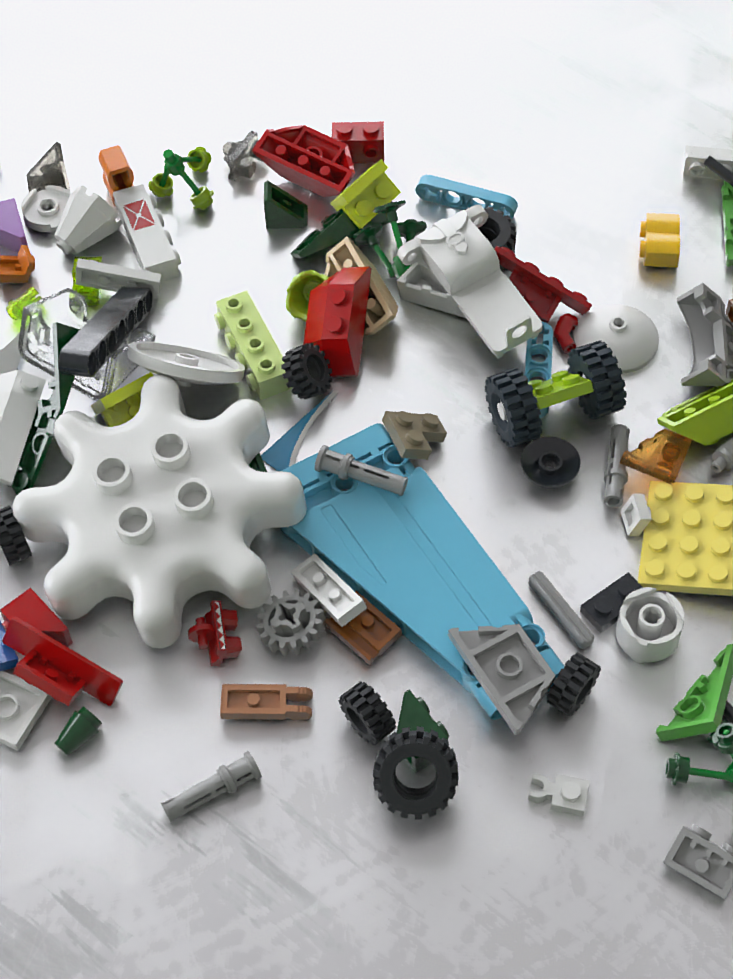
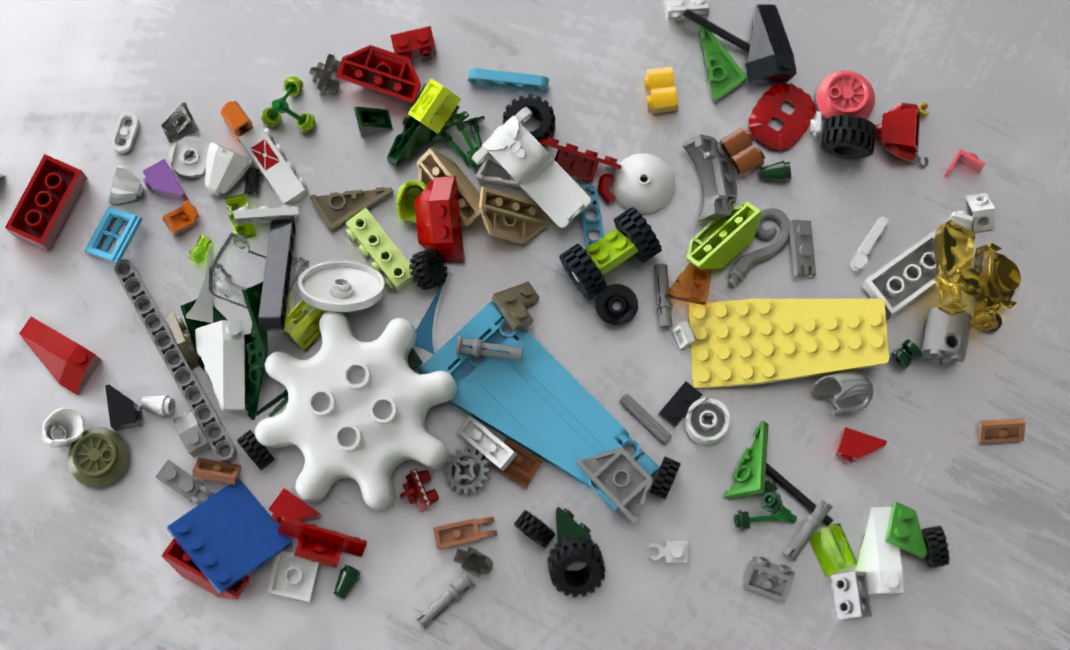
camera: 10 degrees left, 20 degrees up
(113, 248) = (252, 179): none -> black pin
(206, 290) = (341, 207): none -> dark tan wing
(266, 737) = (474, 561): none -> clear smoke hips
(432, 327) = (511, 215): none -> tan wedge

